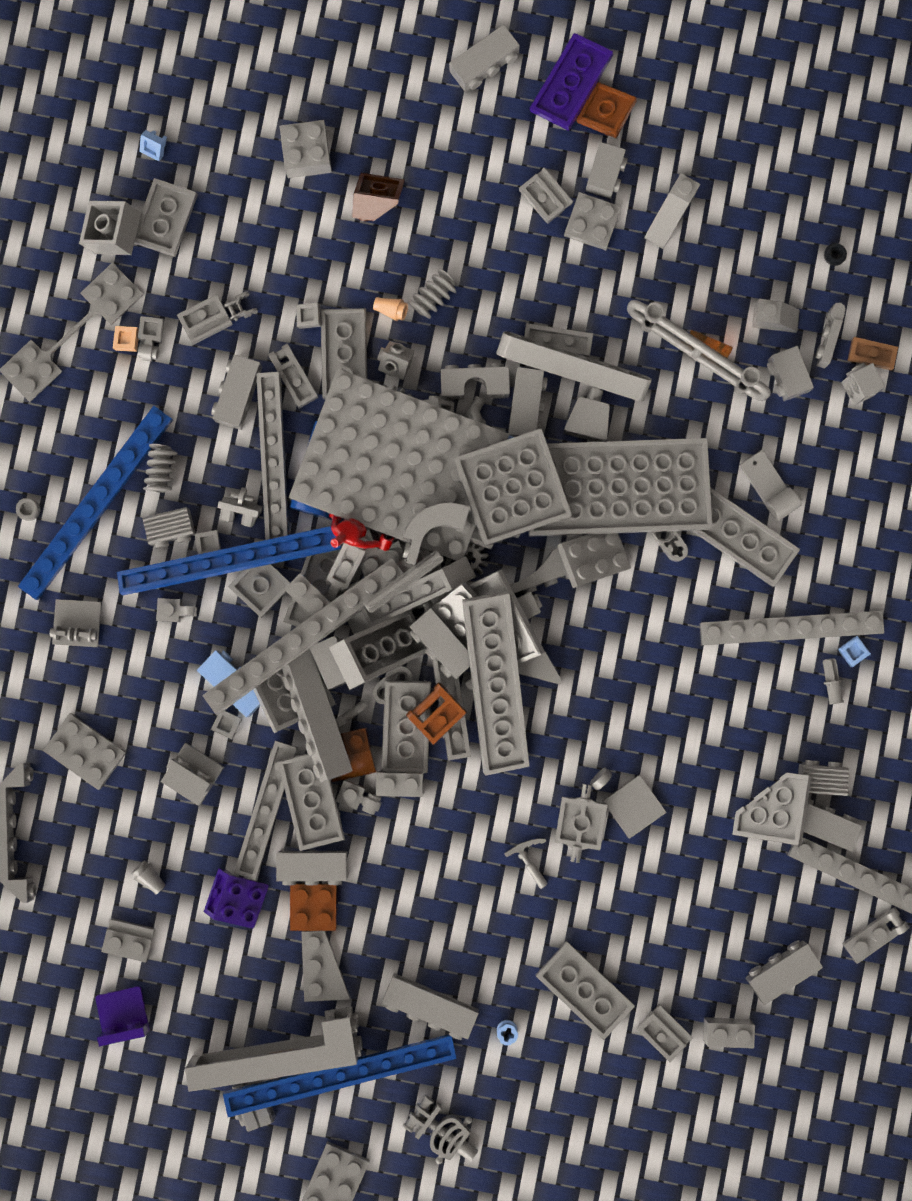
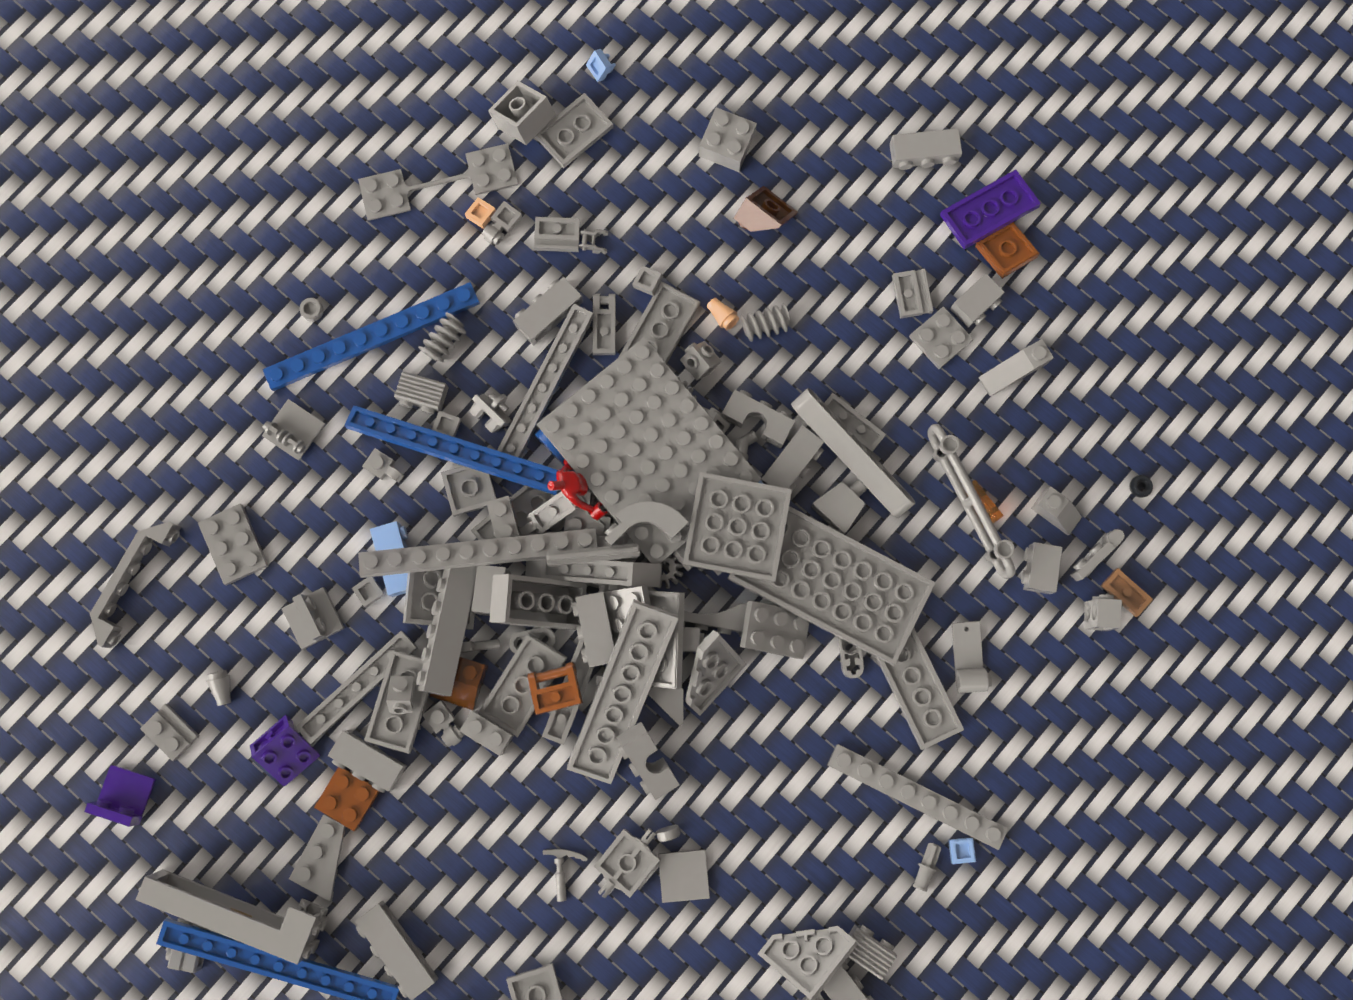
camera: 25 degrees right, 5 degrees down
(308, 794) = (400, 694): none -> light grey bracket
(536, 720) = (656, 776): none -> light grey arch
(561, 622) = (712, 671): none -> light grey plate

